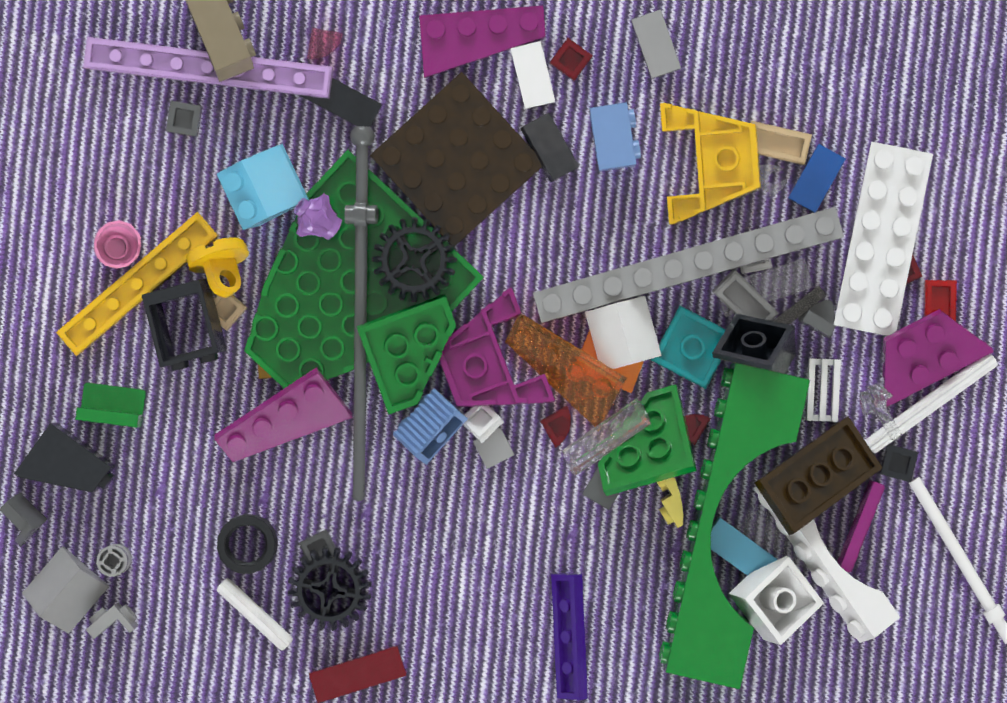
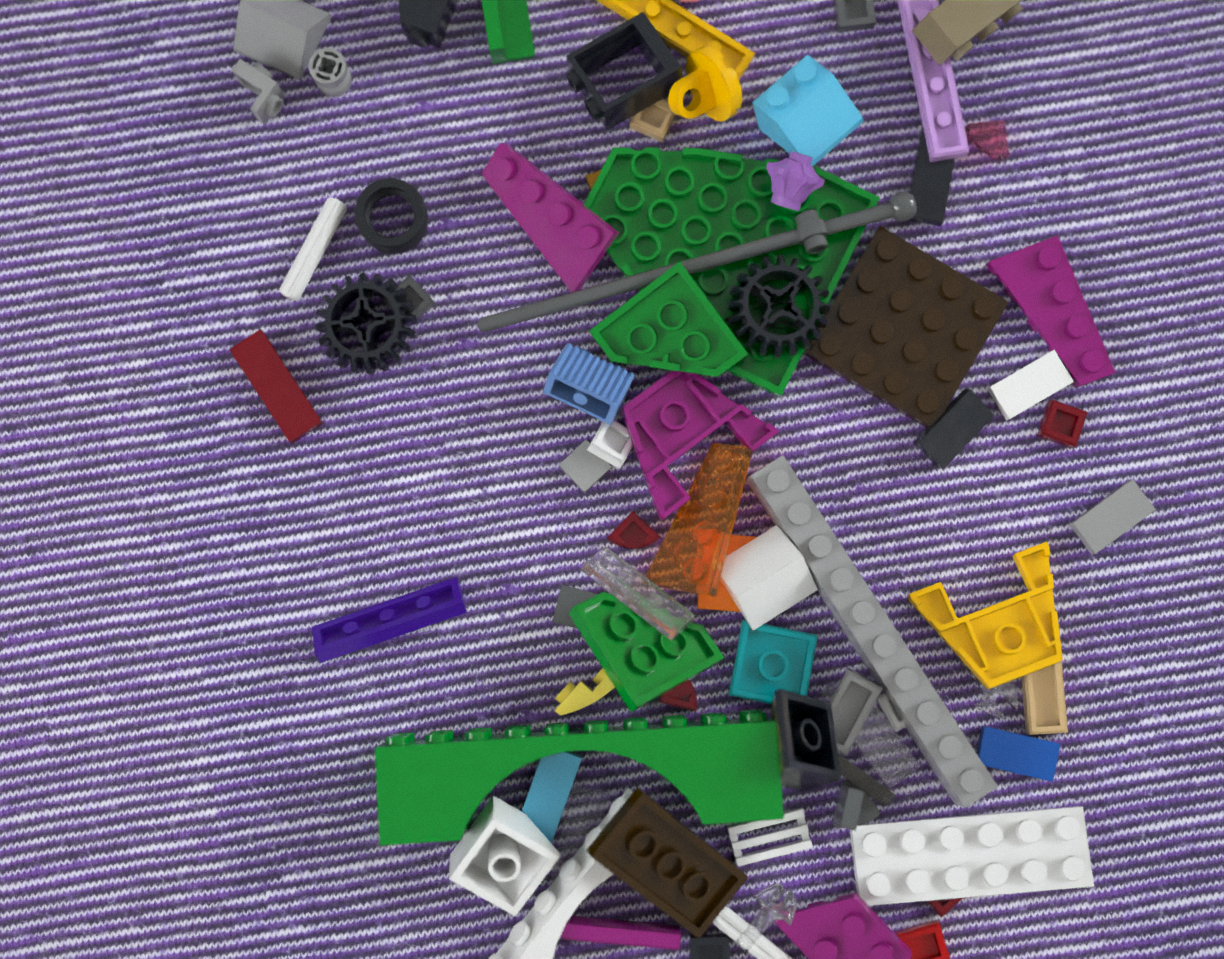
camera: 75 degrees right, 5 degrees down
(613, 136) = (991, 498): medium blue brick -> none

